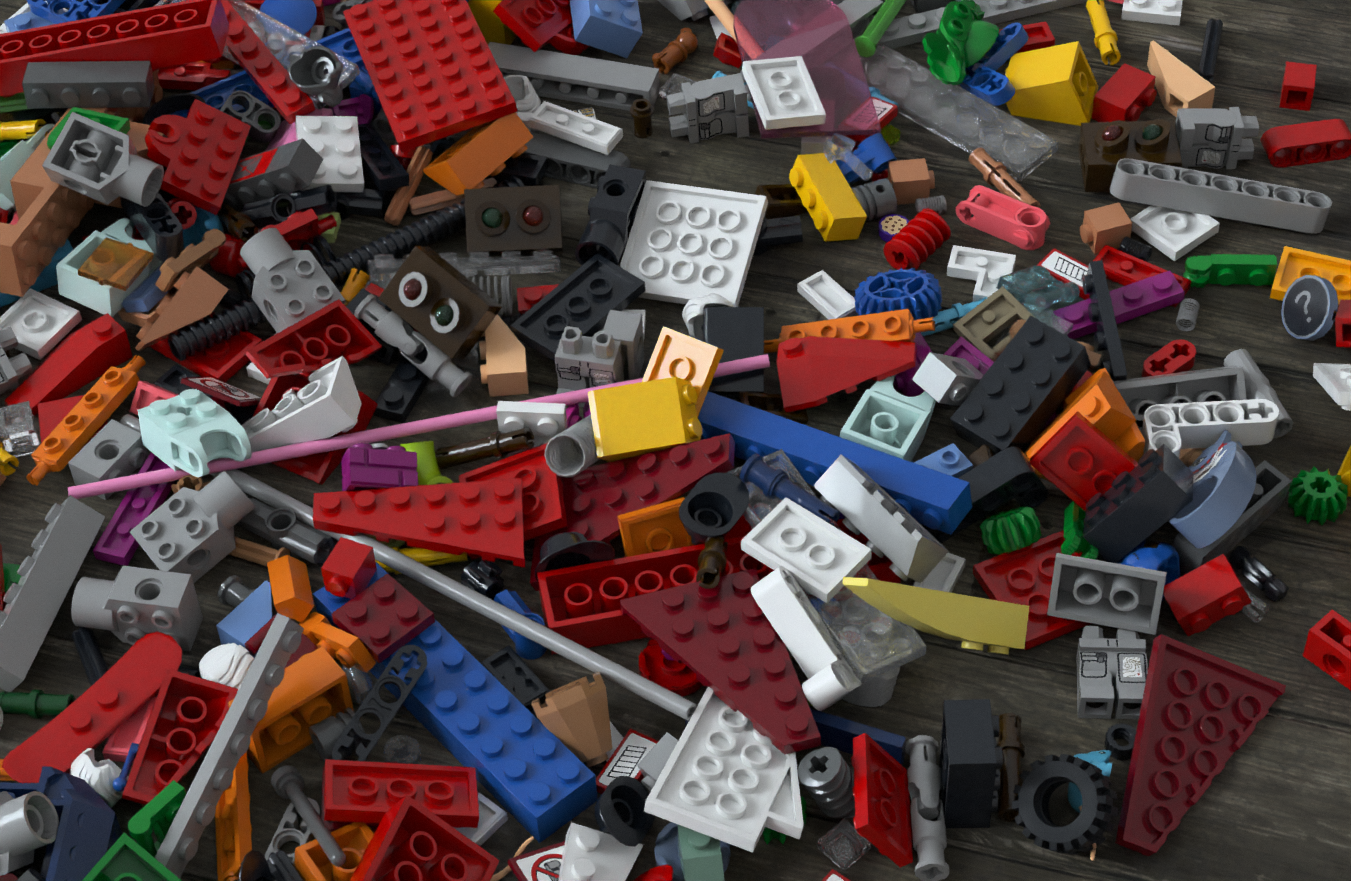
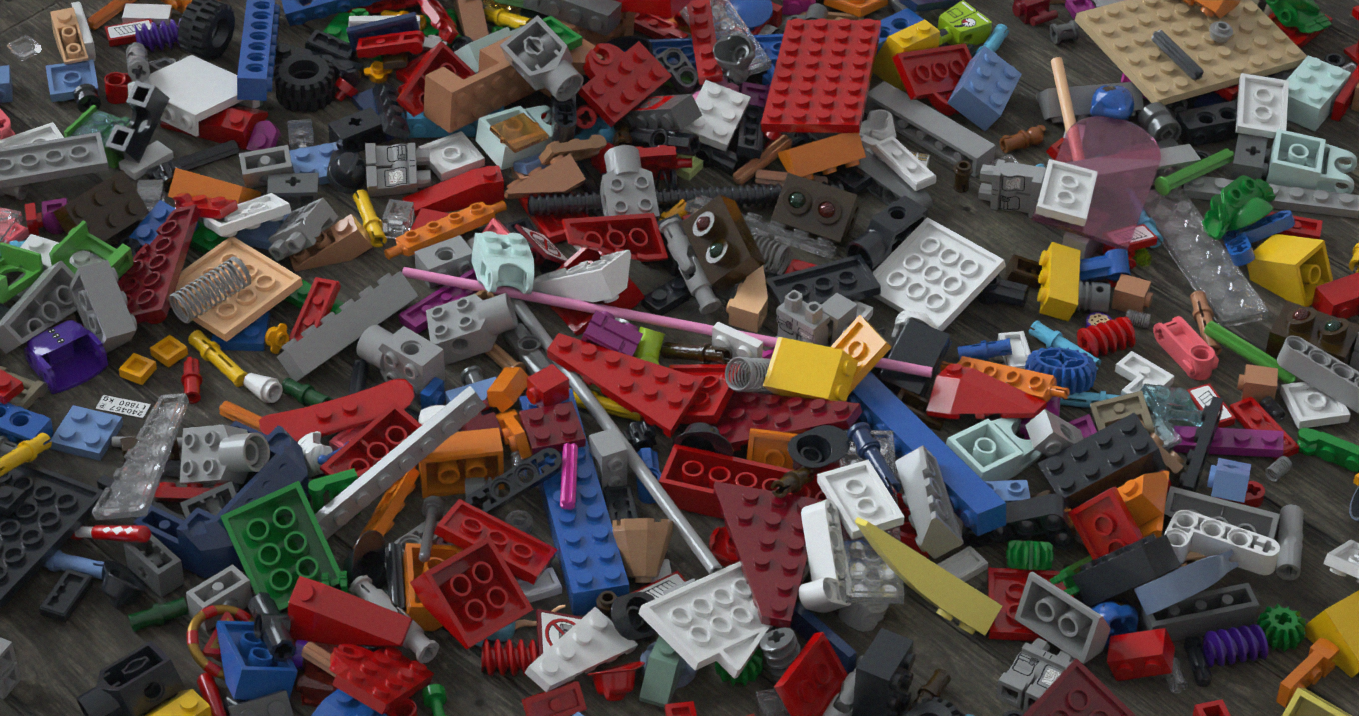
camera: 25 degrees right, 5 degrees down
(199, 636) = (433, 394): none -> blue plate
(443, 671) = (569, 476): none -> dark pink axle
(470, 622) = (609, 458): none -> light grey brick
(581, 810) = (605, 601): none -> dark brown pin
(799, 309) = (986, 349): none -> blue pin
(840, 148) = (1093, 249): clear bar -> none
(862, 265) = (1055, 339): none -> medium azure pin
(1071, 195) = (1247, 350): none -> bright green axle
(1166, 349) = (1229, 479): none -> medium blue brick
(1288, 537) = (1235, 642): none -> dark purple piece

